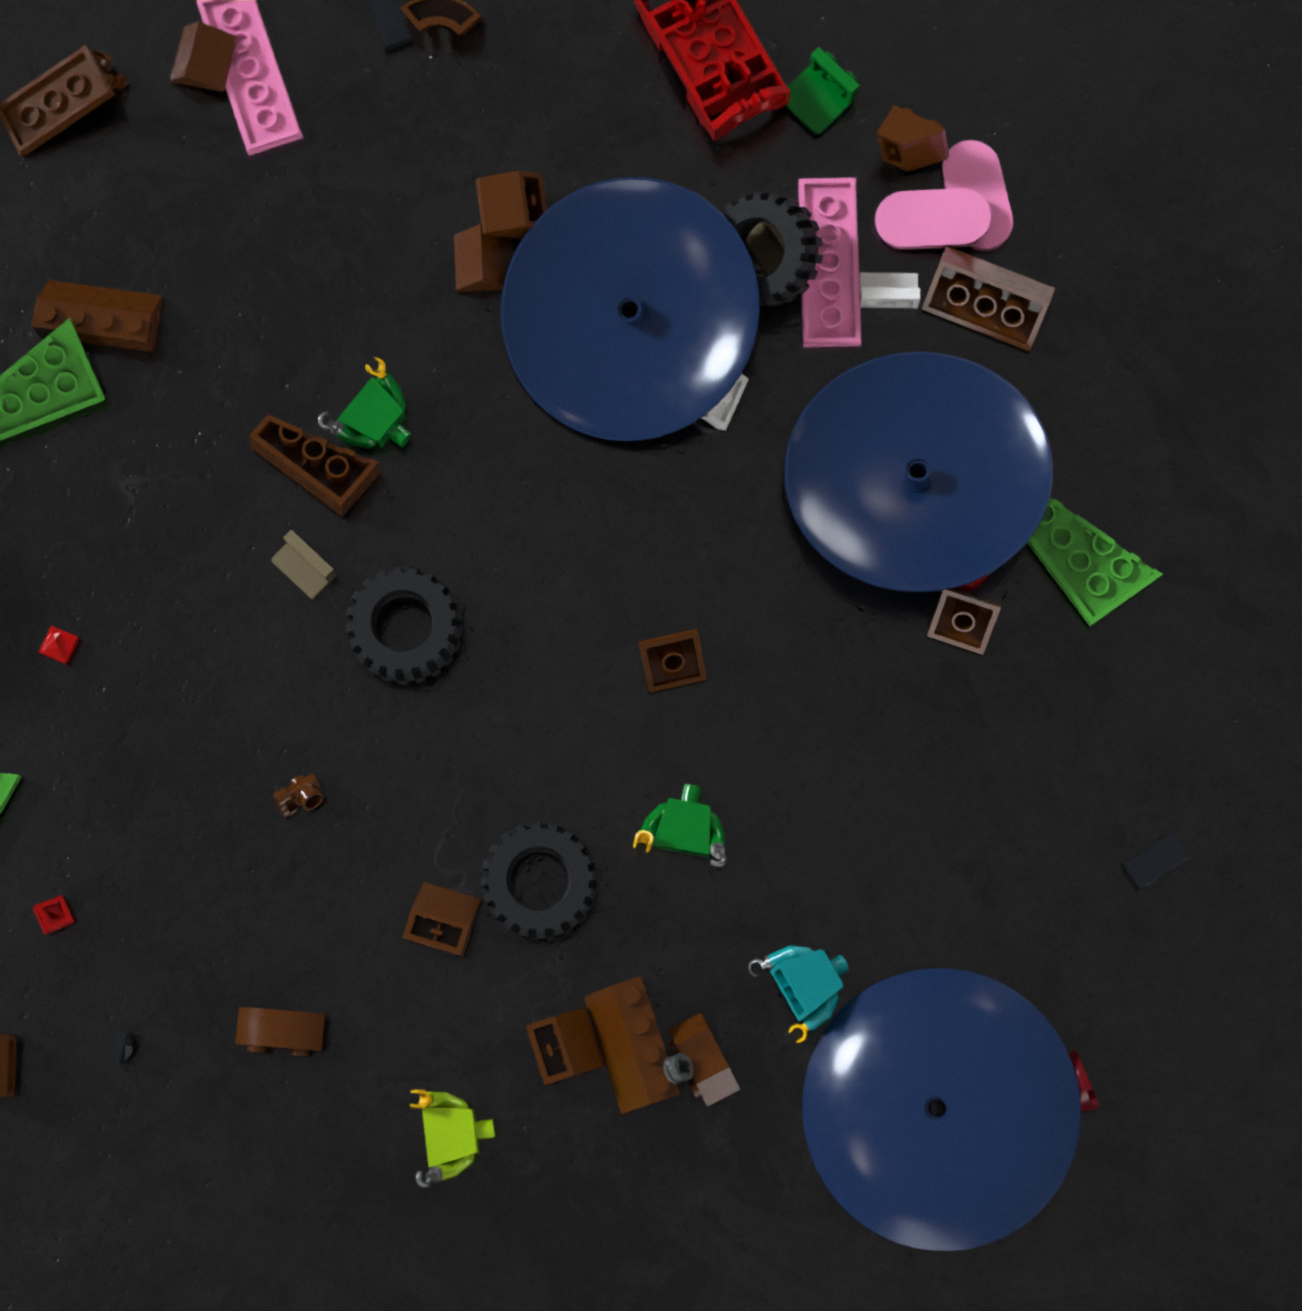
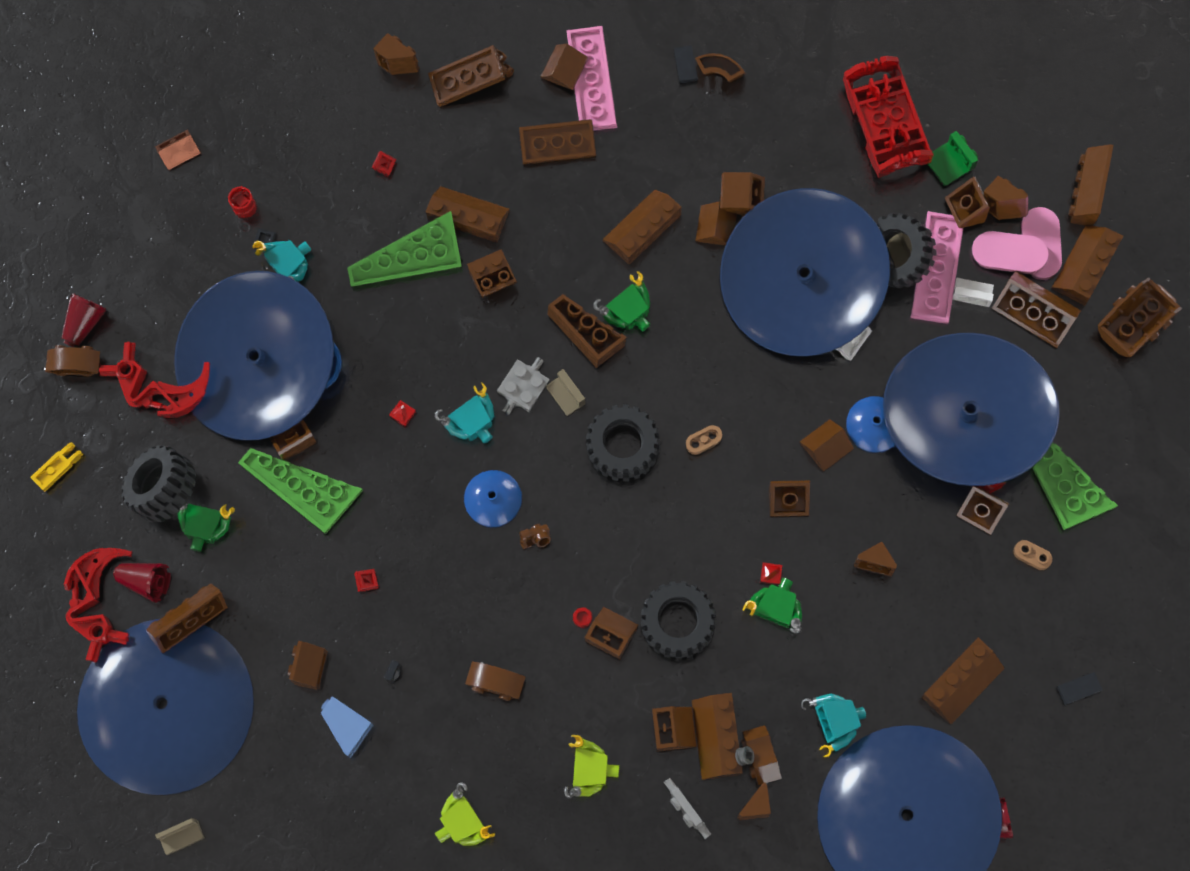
camera: 15 degrees right, 5 degrees down
(64, 1144) = (345, 725): none -> medium blue slope
(152, 402) = (491, 273): none -> reddish brown slope
(165, 633) = (471, 418): none -> teal torso
(215, 177) = (557, 141): none -> reddish brown tile
(235, 566) = (523, 385): none -> light grey plate
(237, 763) = (496, 510): none -> blue dish
(270, 1254) = (461, 821): none -> lime torso
(372, 283) = (643, 225): none -> reddish brown slope
(395, 904) = (582, 617): none -> red tile
(526, 596) = (702, 438): none -> medium nougat plate
(594, 1158) = (690, 816): none -> light grey plate
(666, 780) = (771, 573): none -> red tile
(712, 1138) = (757, 806): none -> reddish brown slope
(714, 566) = (827, 444): none -> reddish brown slope
(762, 532) = (862, 429): none -> blue dish
(820, 728) = (876, 560): none -> reddish brown slope
(857, 156) = (968, 204): none -> reddish brown slope
(983, 885) = (963, 681): none -> reddish brown slope
(1035, 92) = (1091, 185): none -> reddish brown slope
(1050, 213) = (1087, 263): none -> reddish brown slope
(1051, 674) = (1033, 554): none -> medium nougat plate
(1142, 282) = (1138, 317): none -> reddish brown slope

